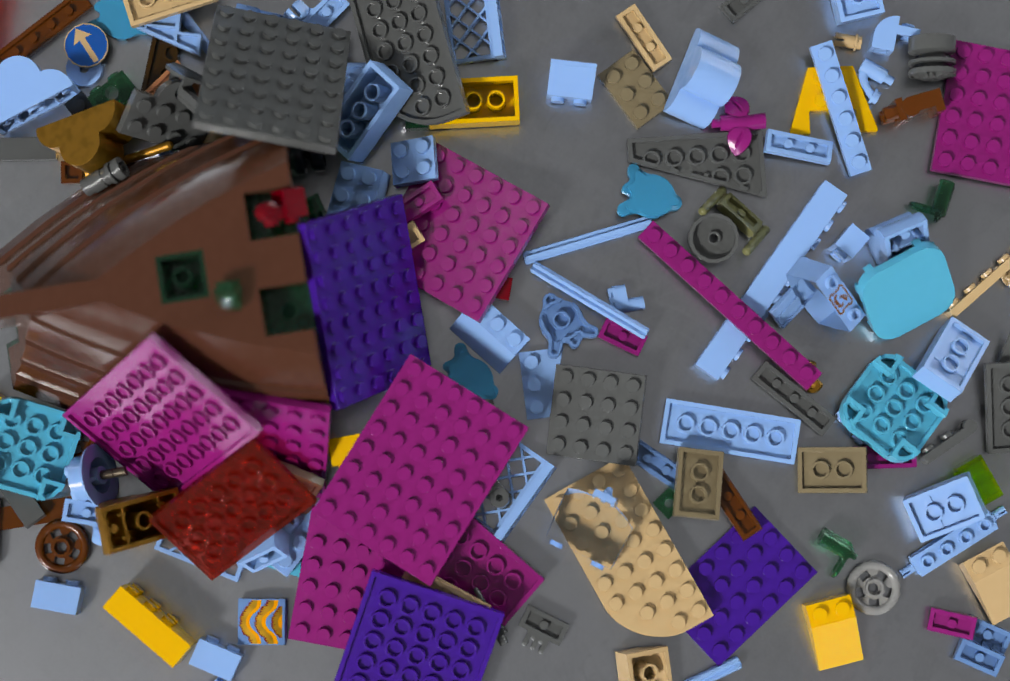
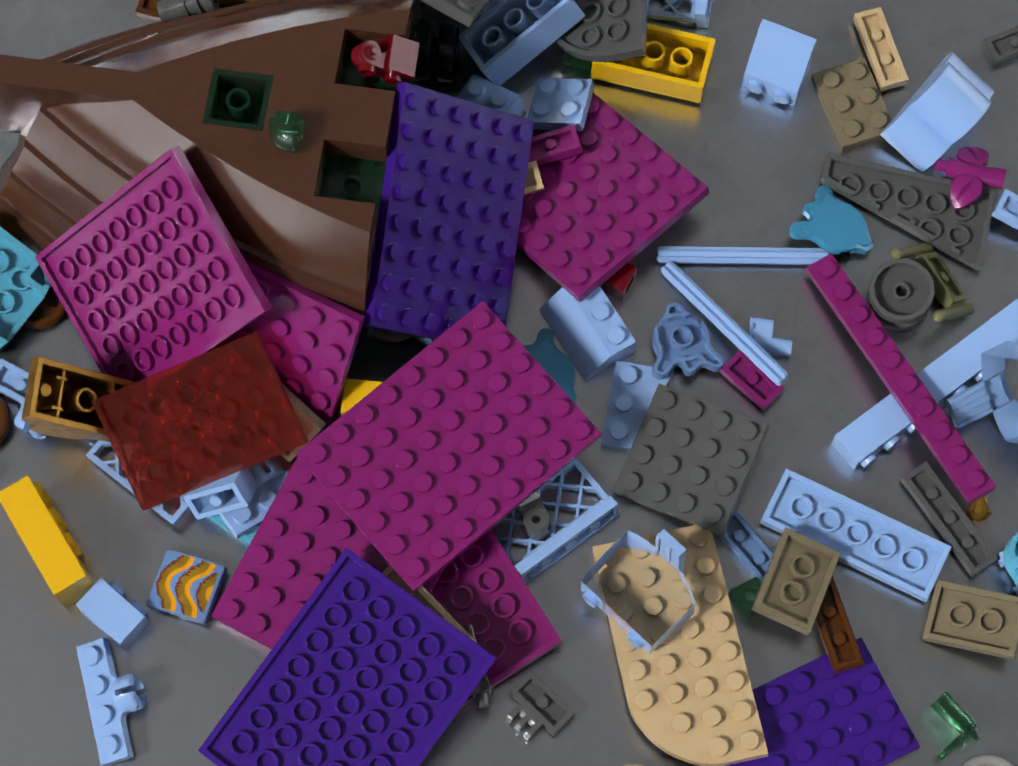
camera: 20 degrees right, 15 degrees down
(94, 476) = (47, 335): light blue piece -> none

